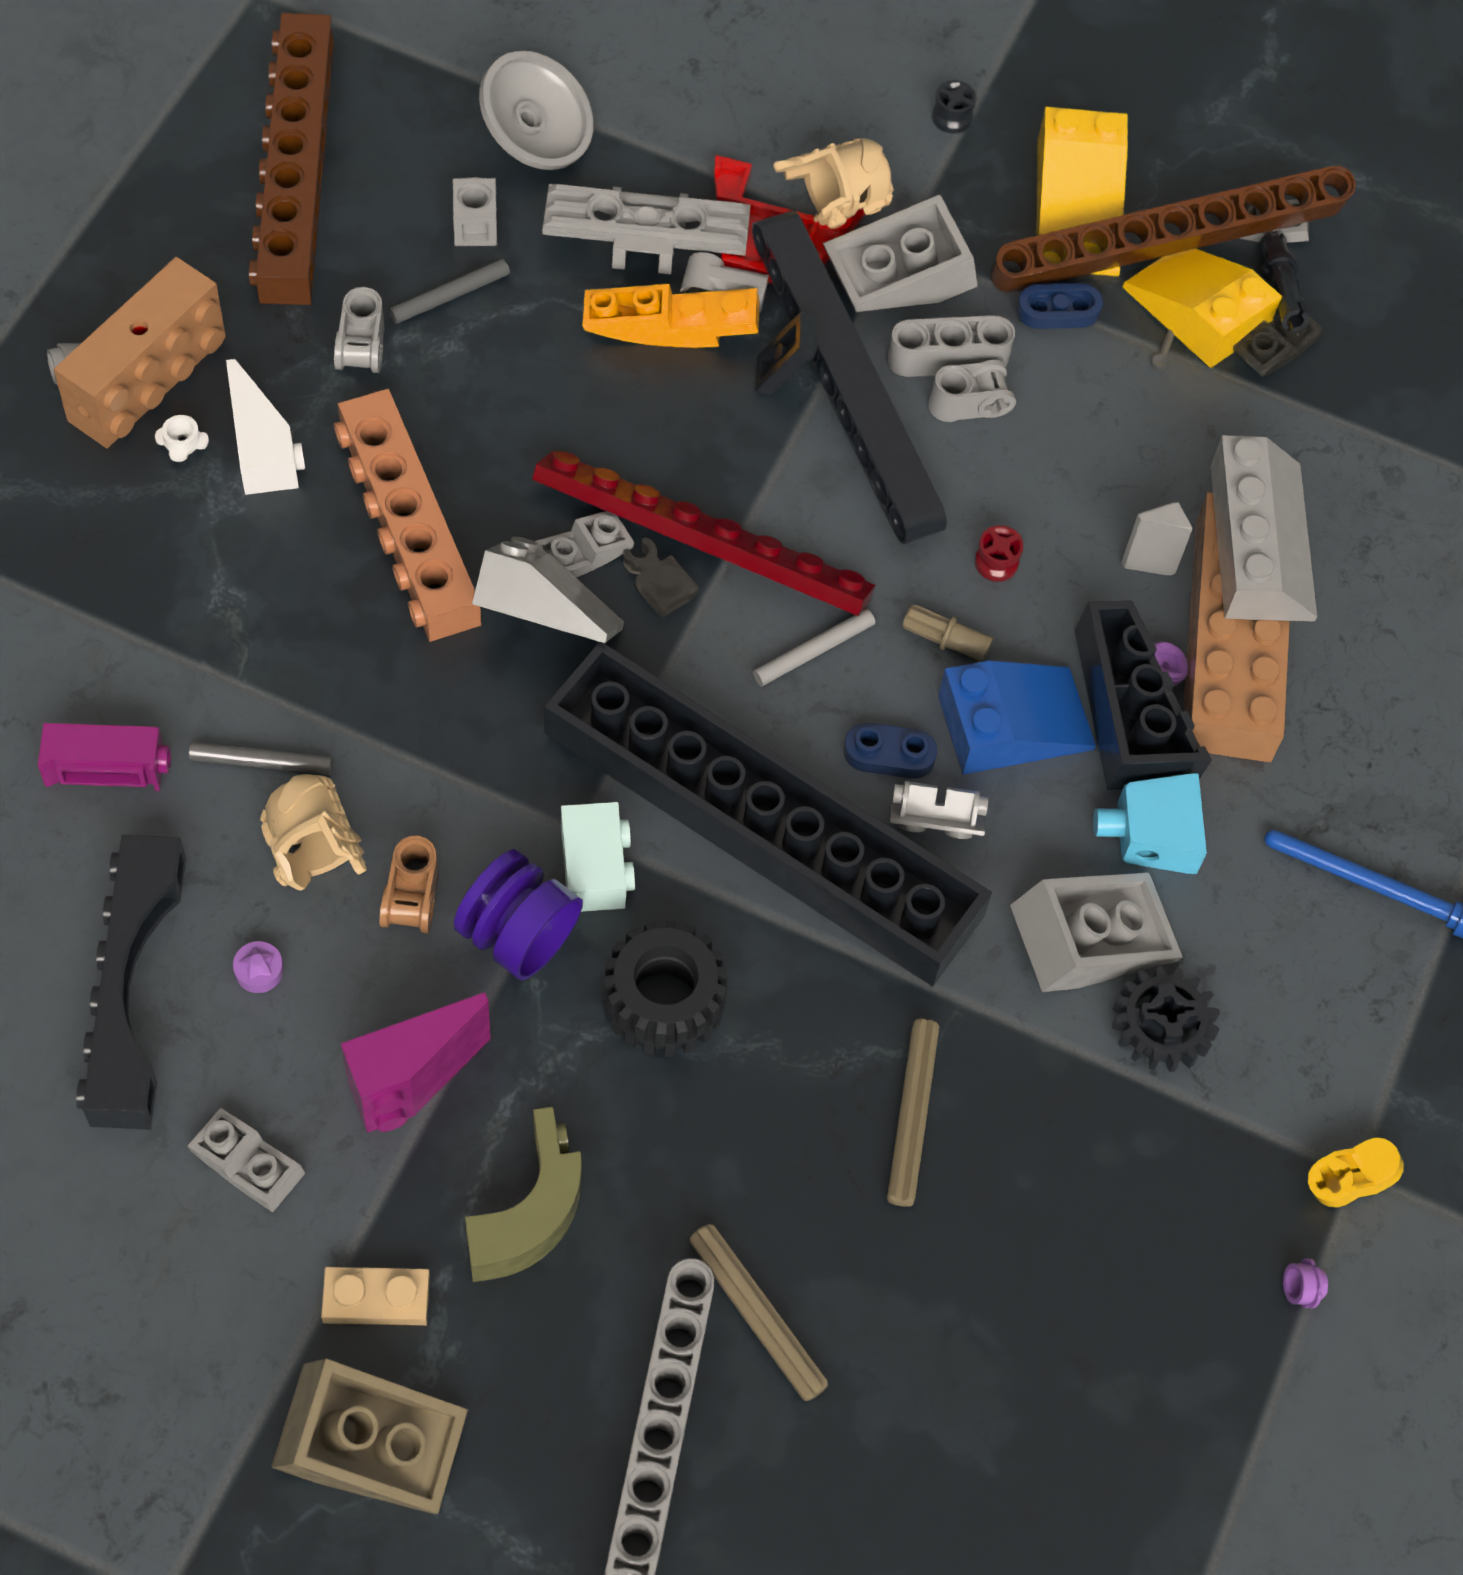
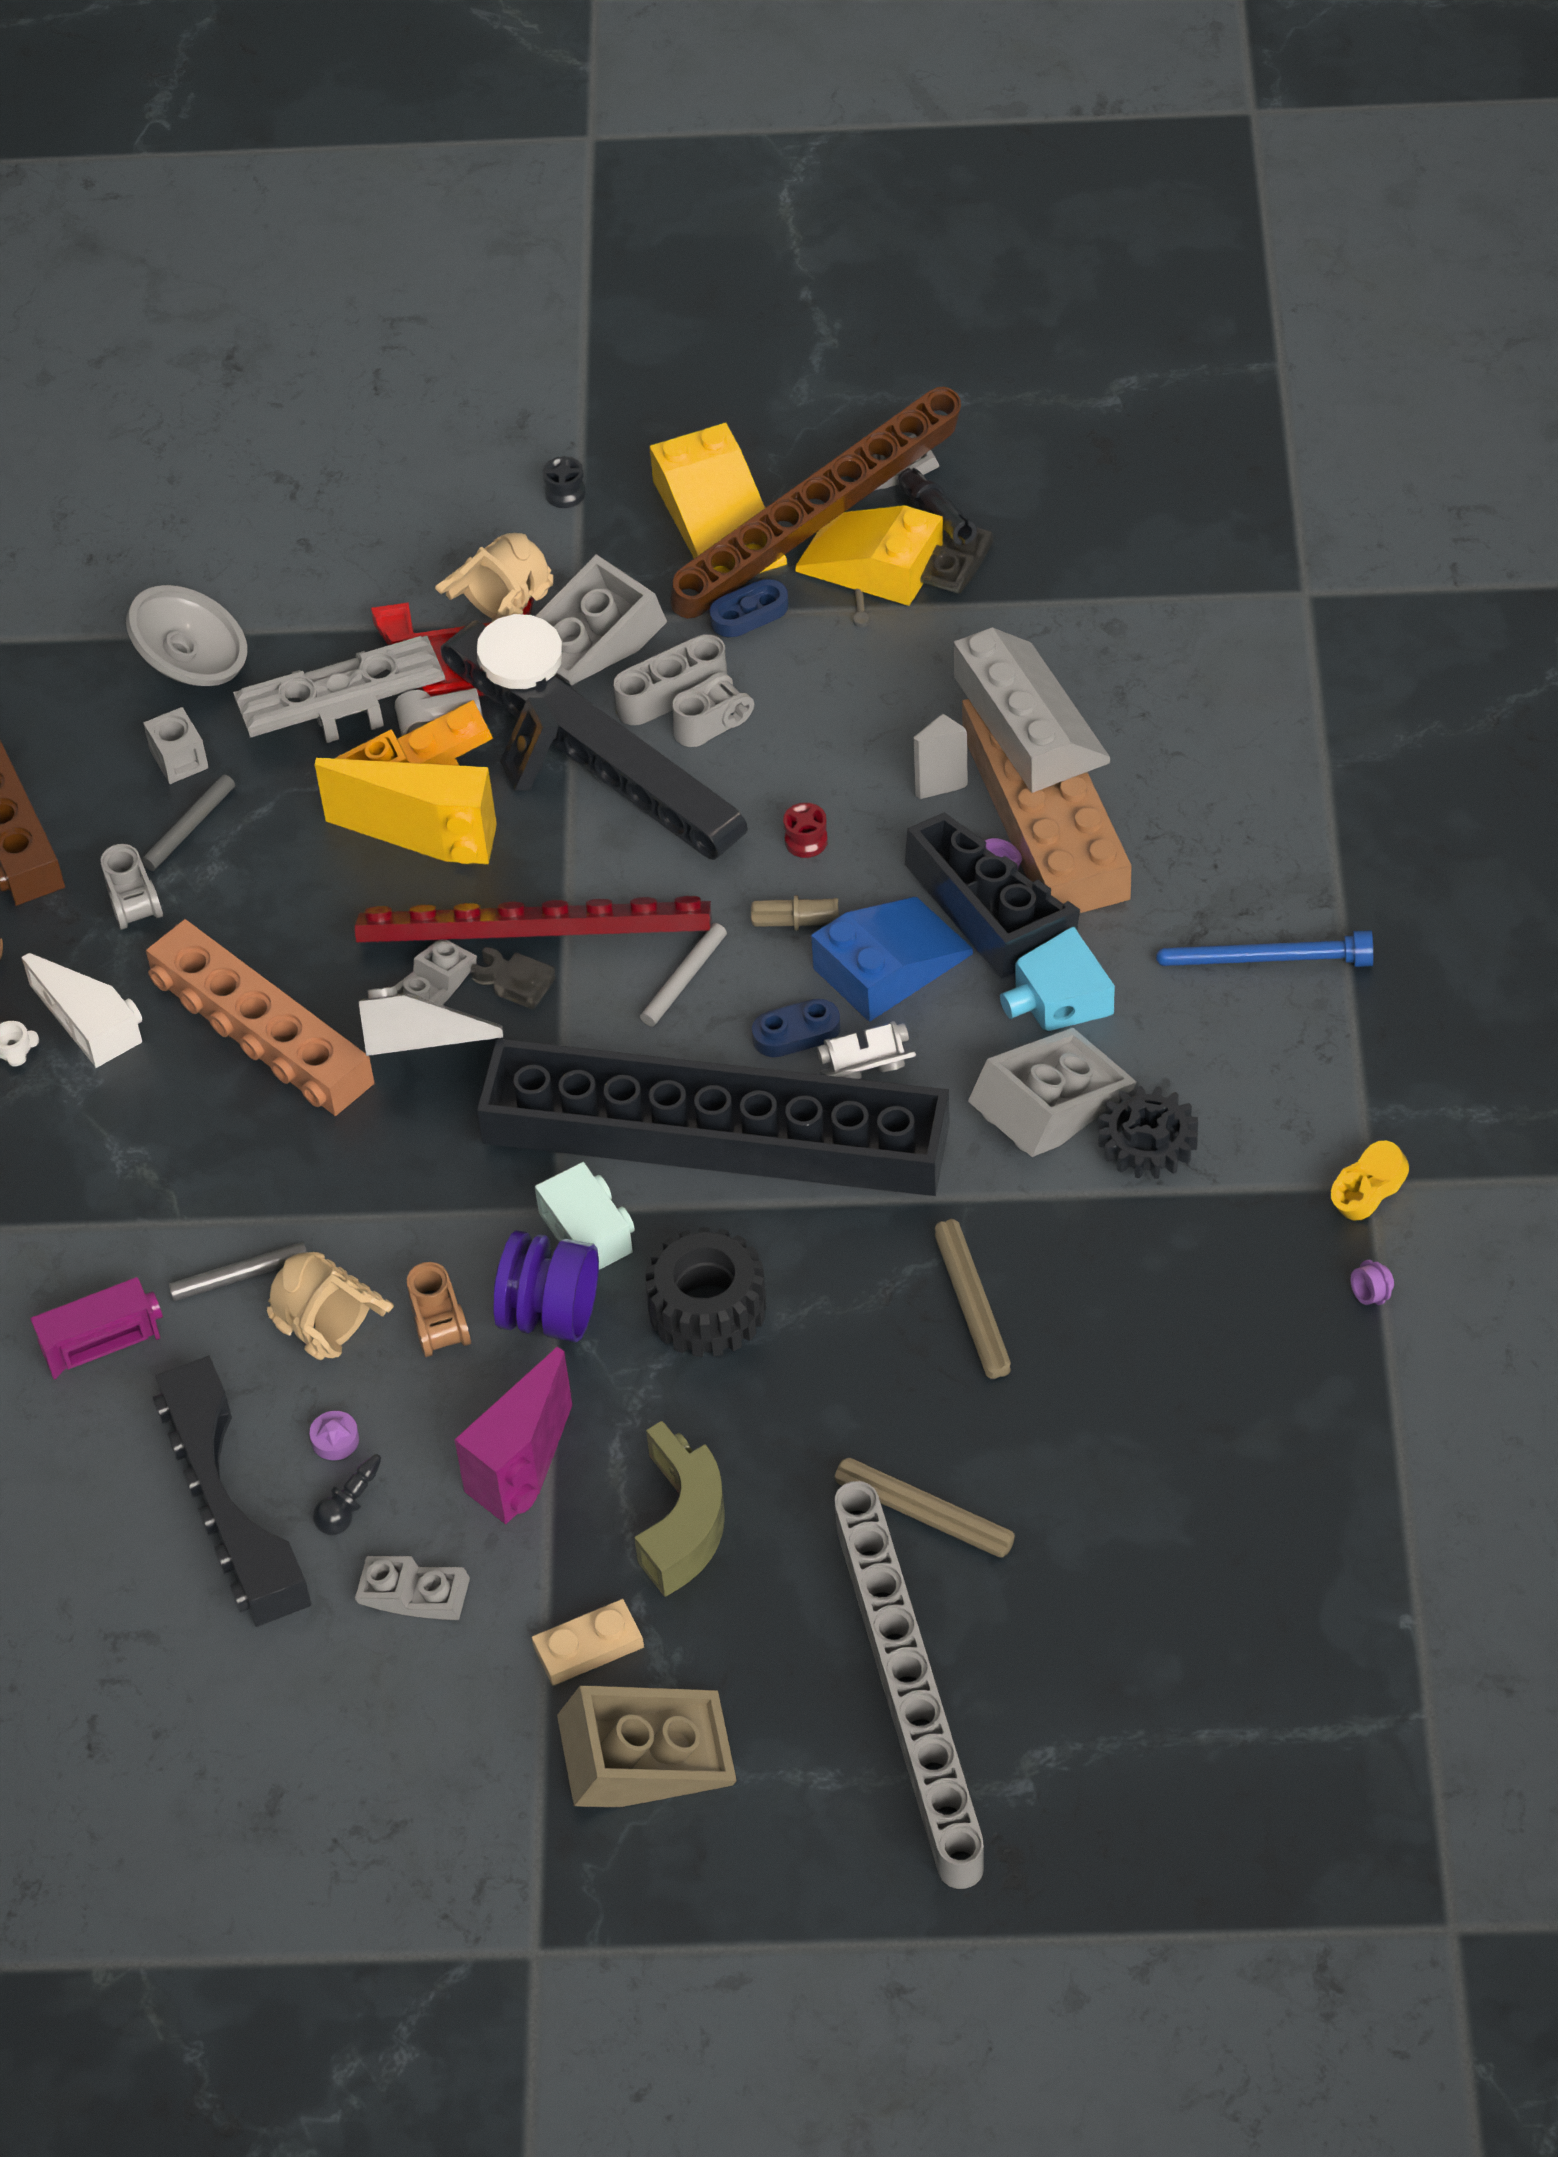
camera: 15 degrees left, 10 degrees down
(217, 1046) = (334, 1513): none -> black bar
(659, 375) = (412, 805): none -> yellow slope
(818, 260) = (519, 651): none -> white tile

